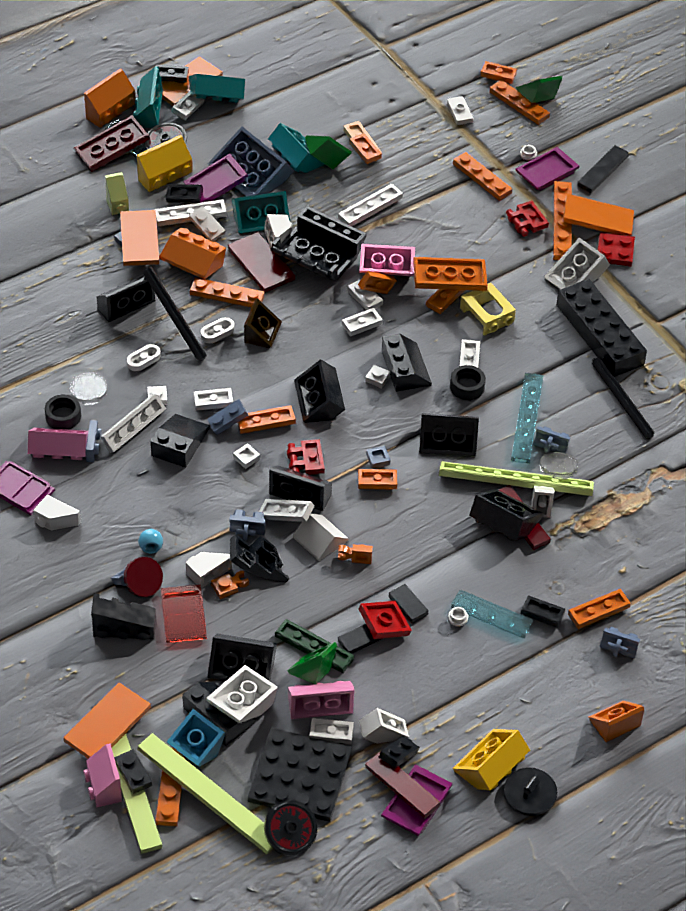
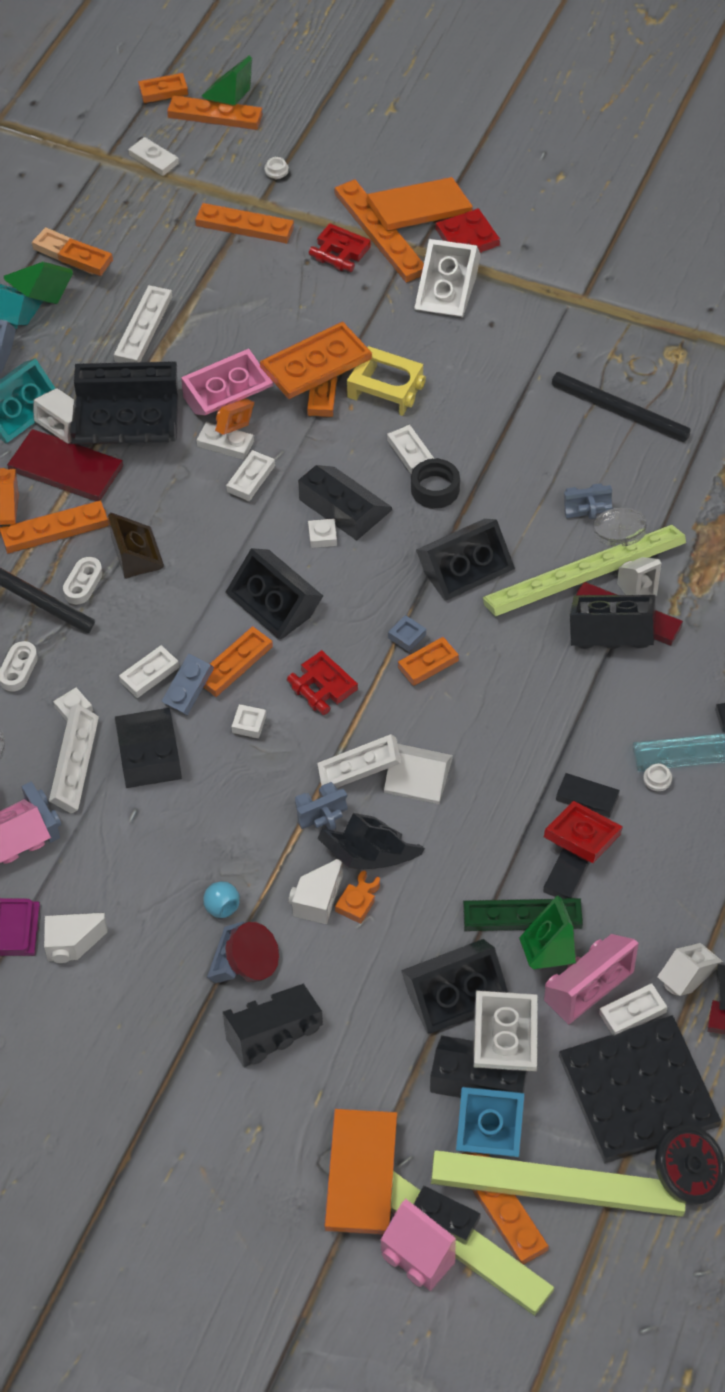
camera: 30 degrees left, 5 degrees up
(183, 613) = (334, 969): clear red piece -> none
(299, 486) = (348, 724): black slope -> none
(358, 553) = (483, 767): orange plate -> none
(527, 418) = (535, 489): clear light blue tile -> none
(547, 168) = (313, 176): magenta piece -> none
(601, 327) = (531, 334): black brick -> none
(602, 169) = (375, 146): black tile -> none

